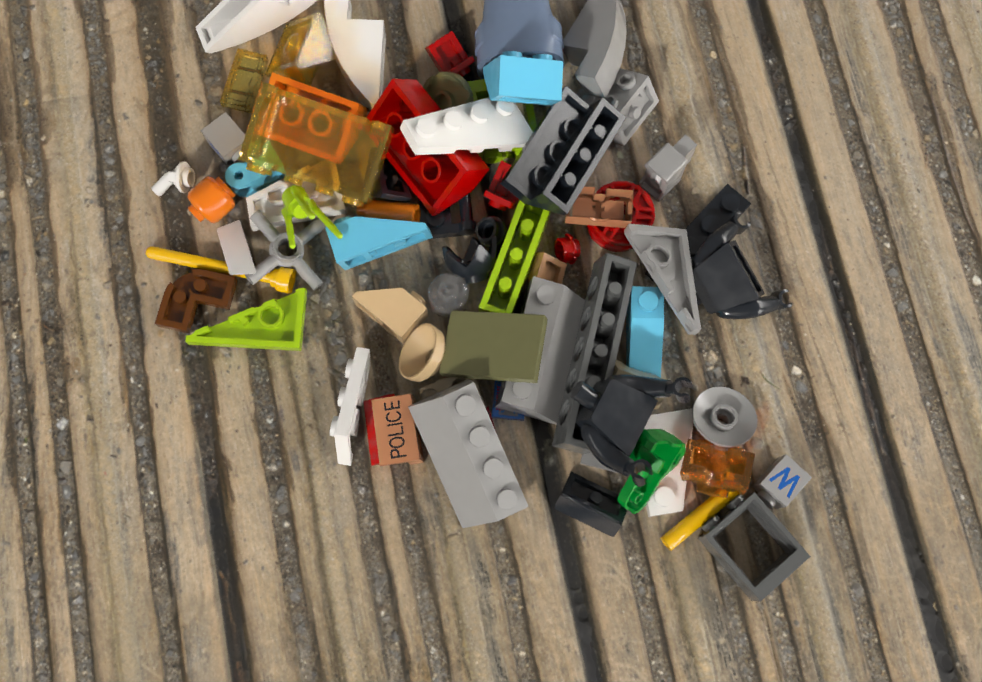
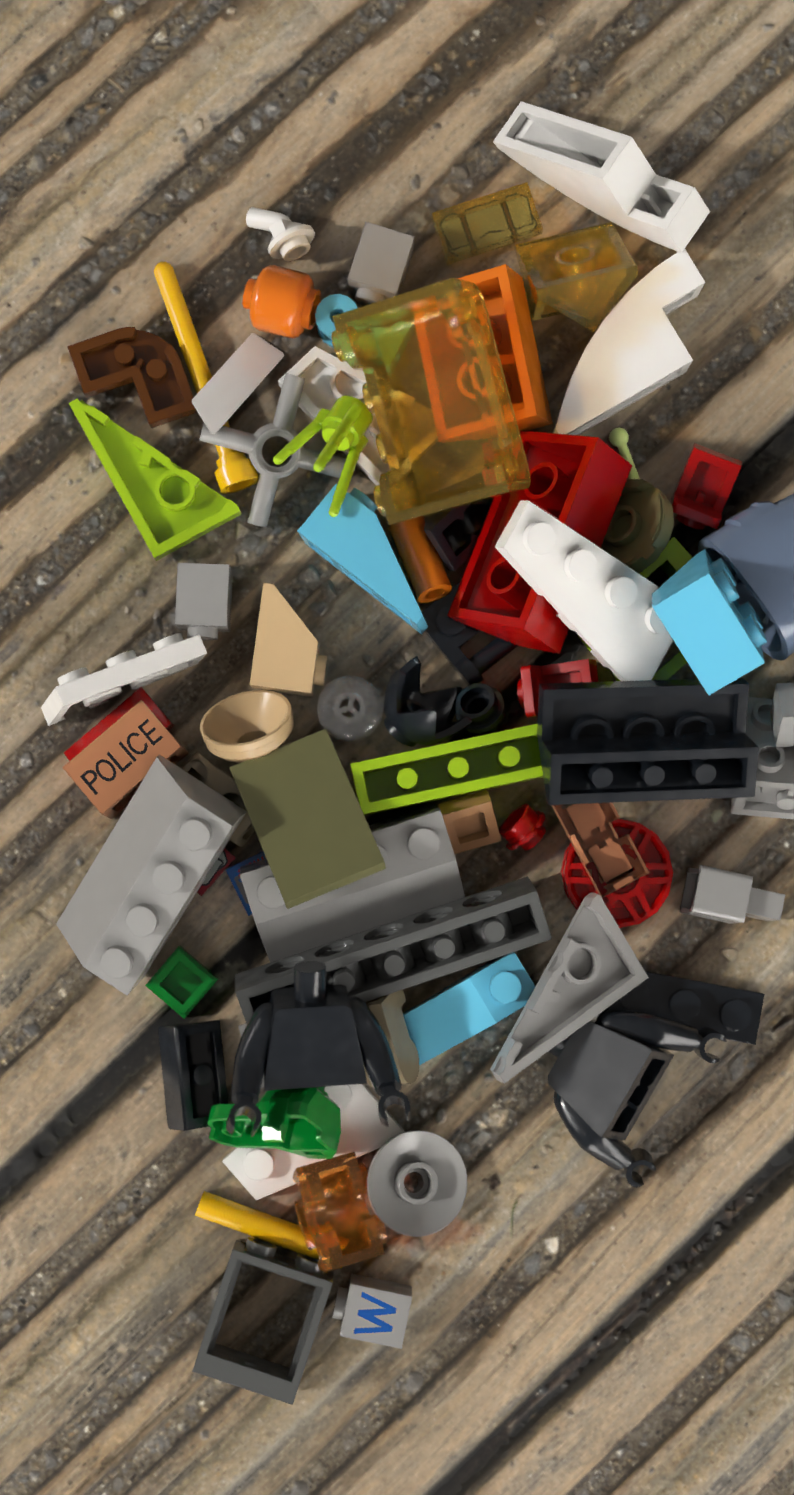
camera: 55 degrees right, 10 degrees up
(338, 335) = (203, 599): none -> light grey brick
(537, 478) = (182, 982): none -> green tile

